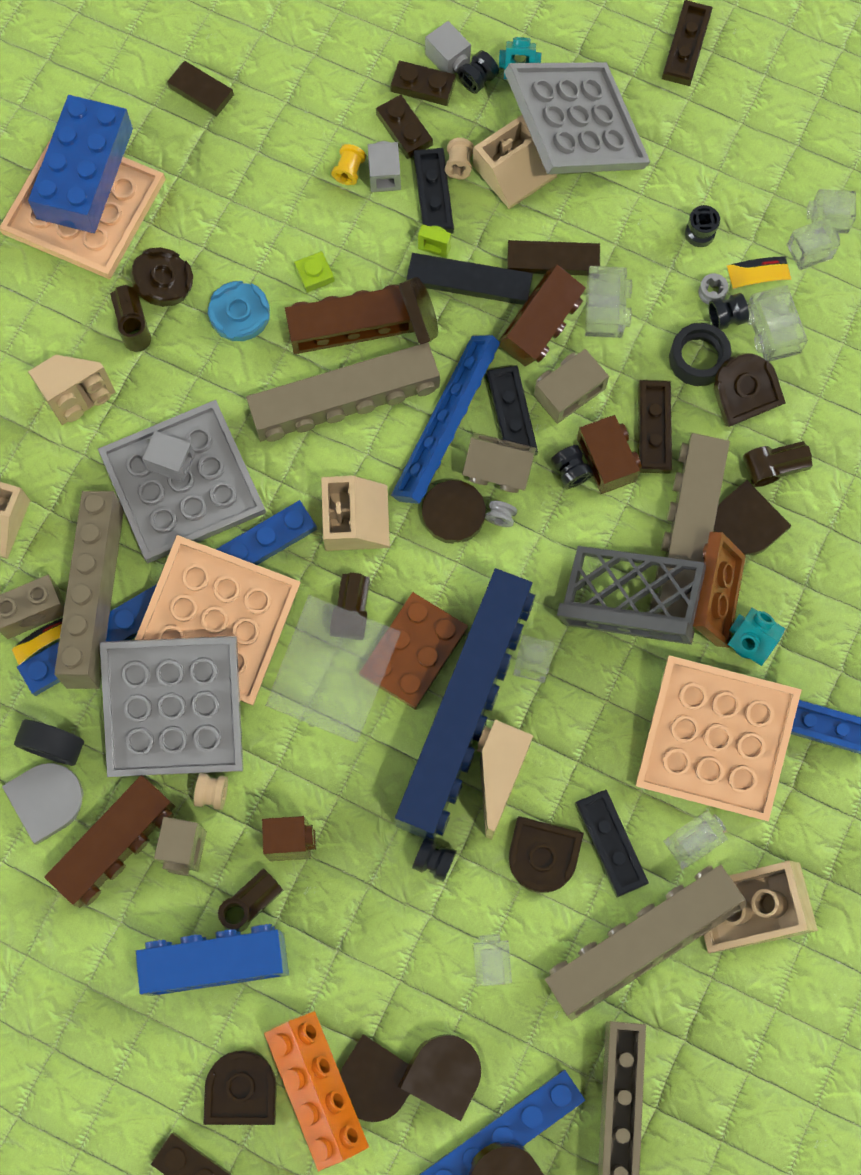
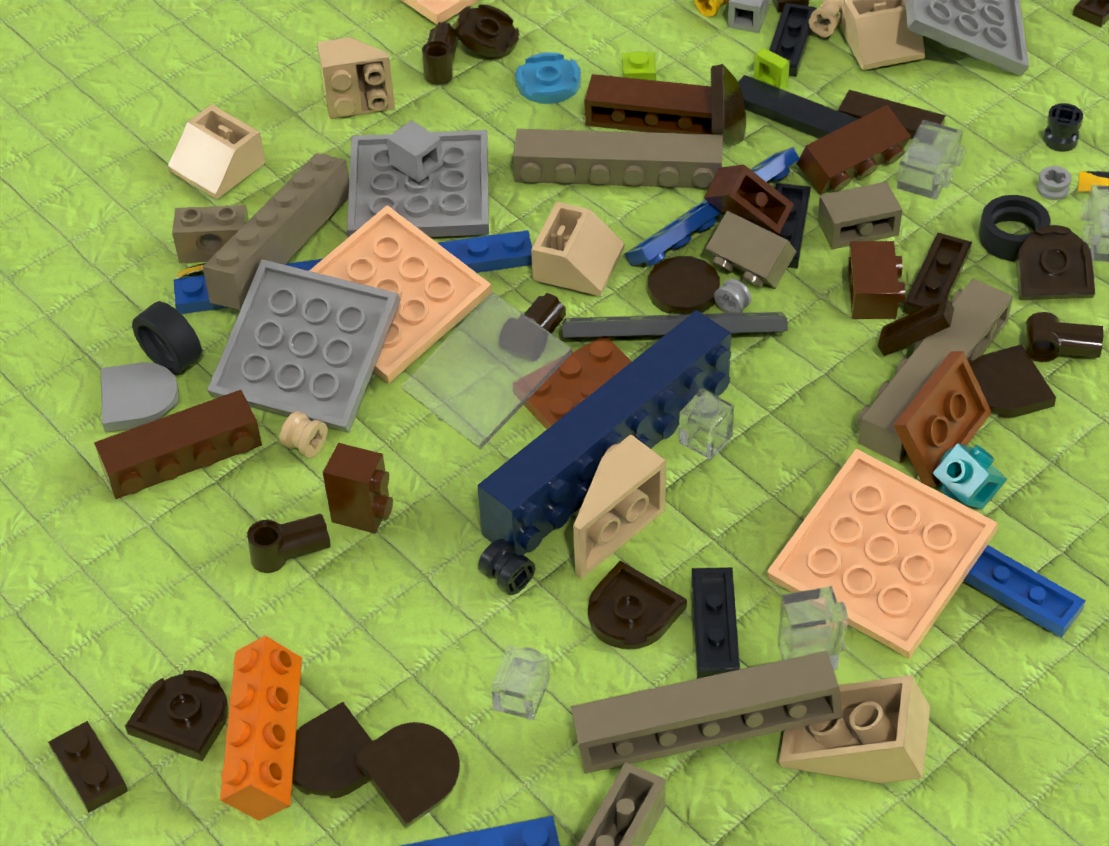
camera: 25 degrees right, 25 degrees down
(180, 845) = (245, 458): dark tan brick -> none
(211, 962) = (219, 569): blue brick -> none
(465, 561) = (664, 323): none -> dark grey tile
(481, 415) = (749, 197): none -> reddish brown brick
(571, 466) = (828, 279): black wheel -> none
(631, 622) = (833, 410): dark grey fence -> none
(664, 500) = (916, 326): none -> dark brown tile
(729, 311) = (1063, 200): black wheel -> none

